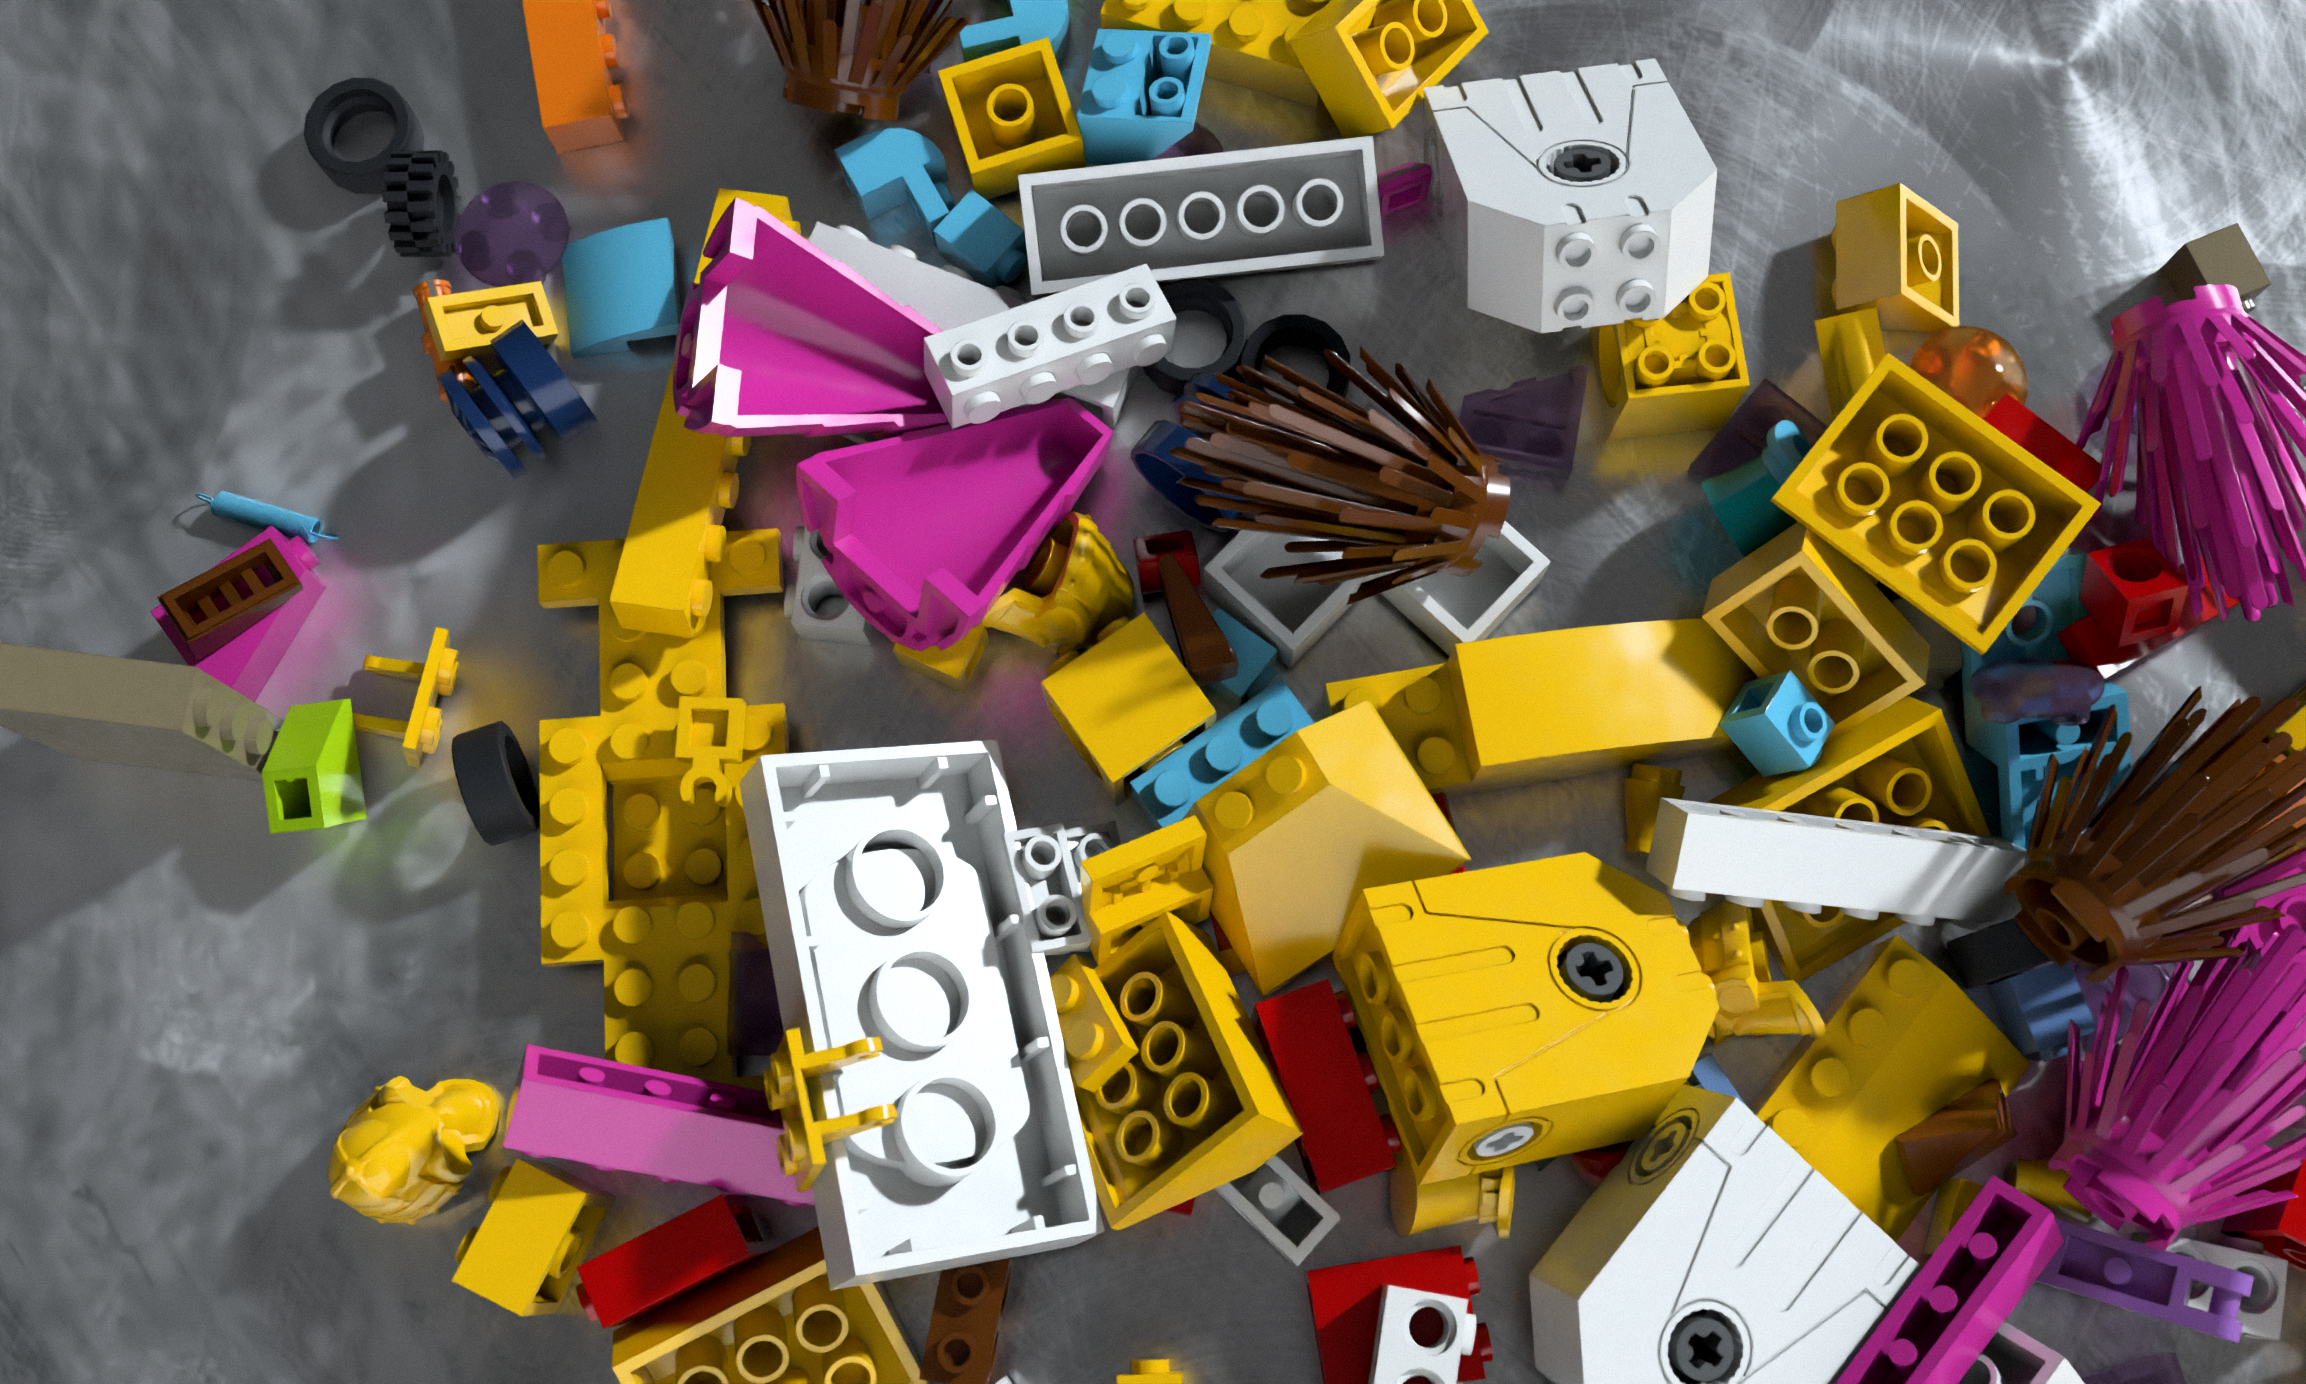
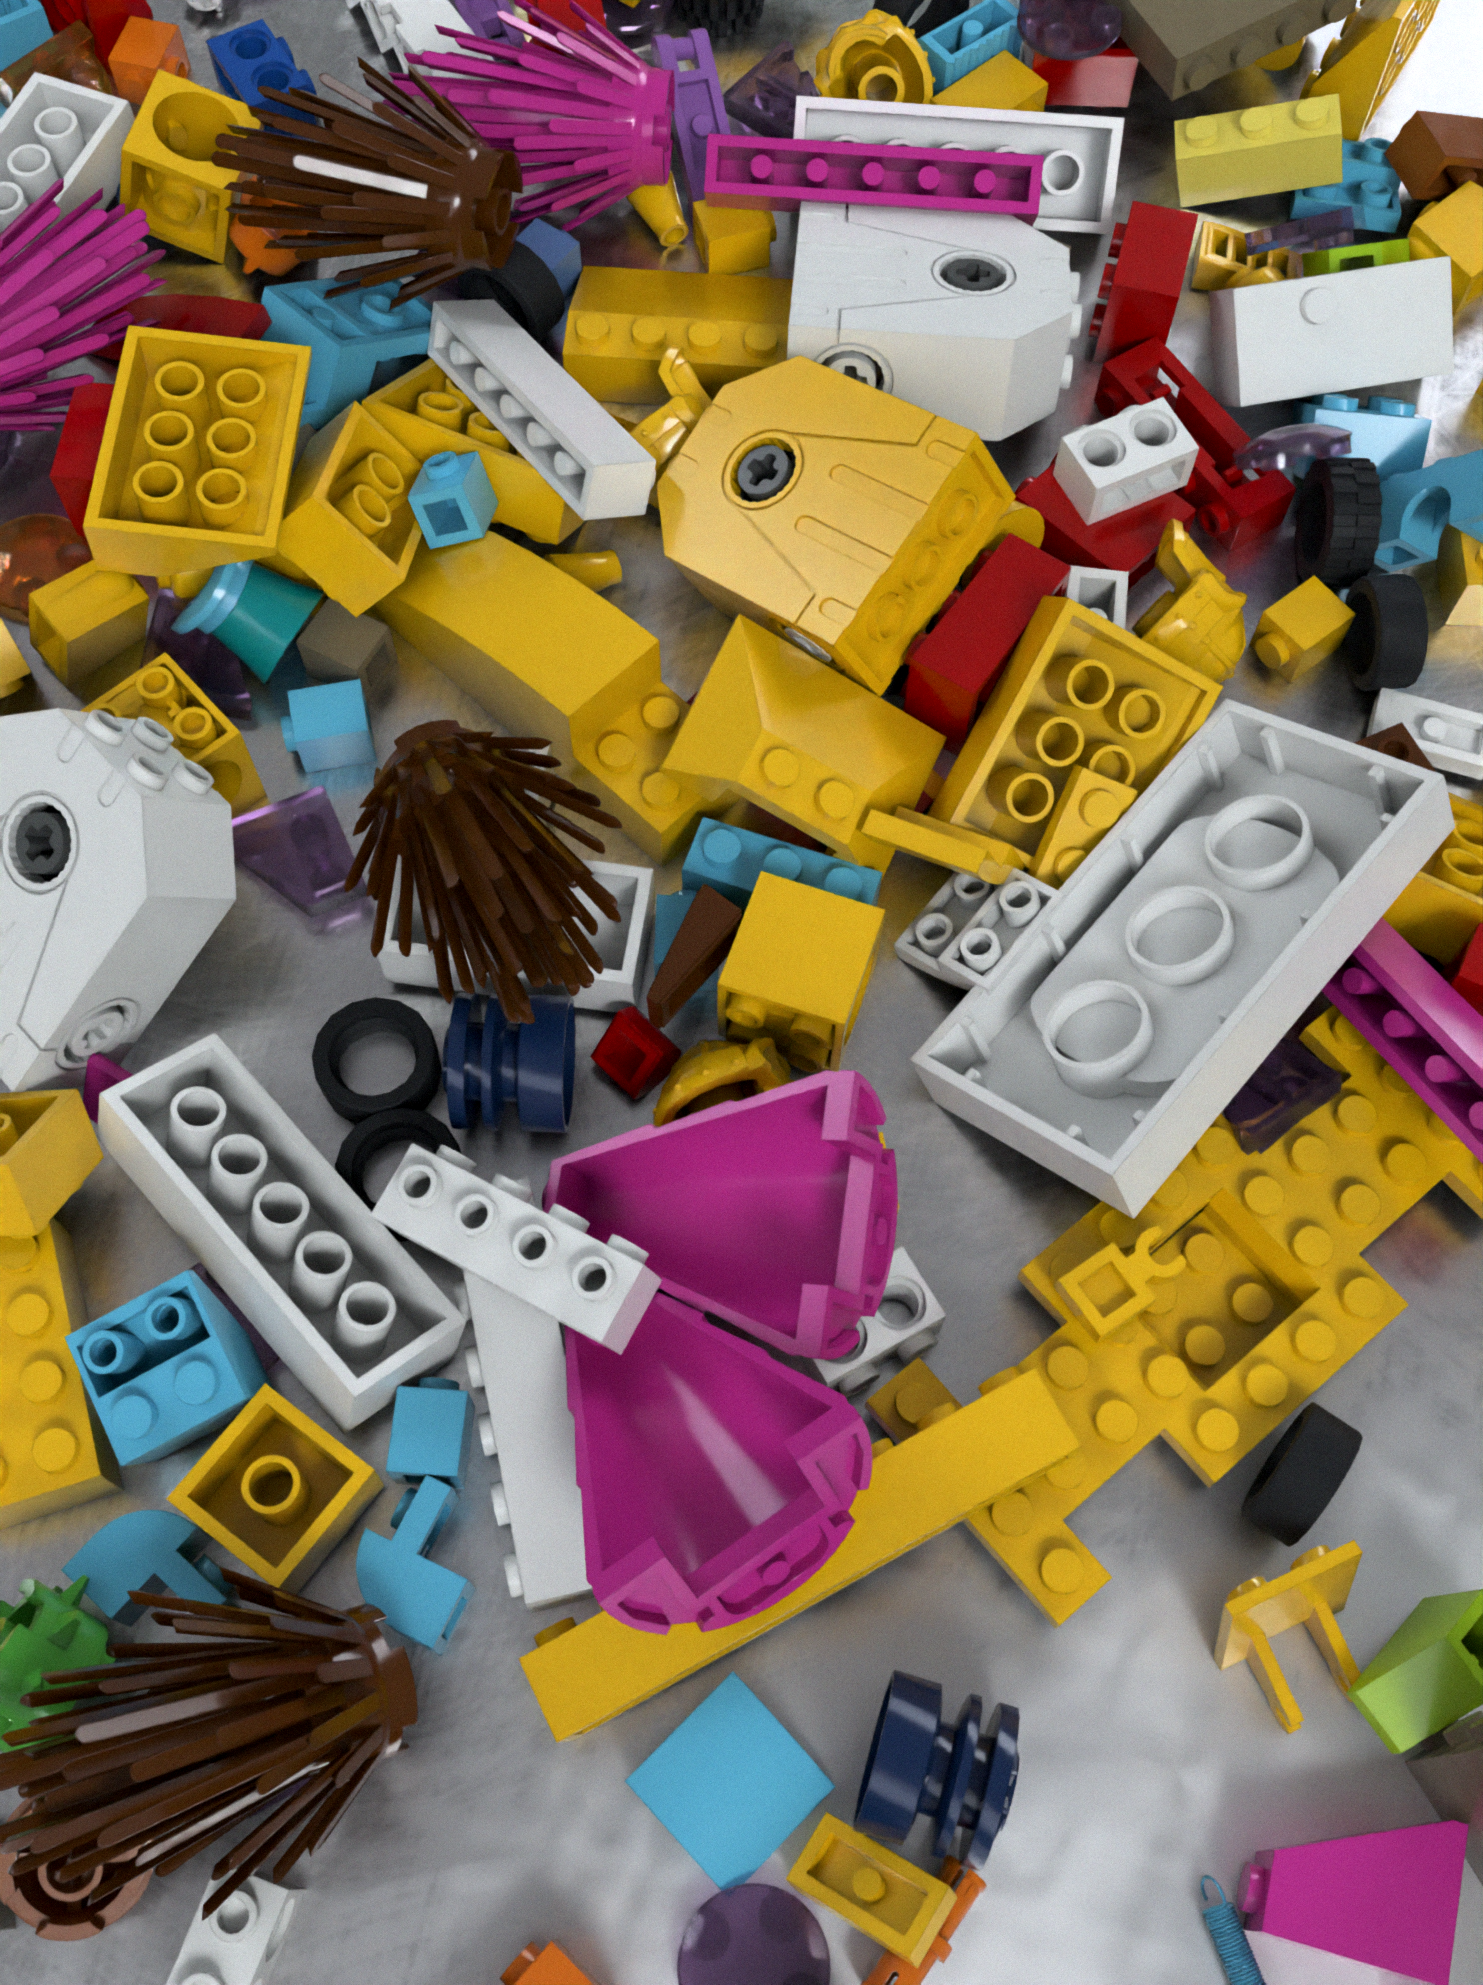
camera: 130 degrees left, 10 degrees down
(226, 625) = (1435, 1904): reddish brown slope -> none
(801, 1145) = (1354, 931): yellow plate -> none
(1218, 1296) = (1202, 616): none -> yellow head
(1627, 512) = (329, 726): none -> medium azure brick
(1687, 567) = (346, 648): none -> dark tan brick
(1956, 1136) = (675, 261): dark orange slope -> none
(2036, 689) = (308, 317): clear purple dish -> none
(2133, 592) = (179, 300): red brick -> none

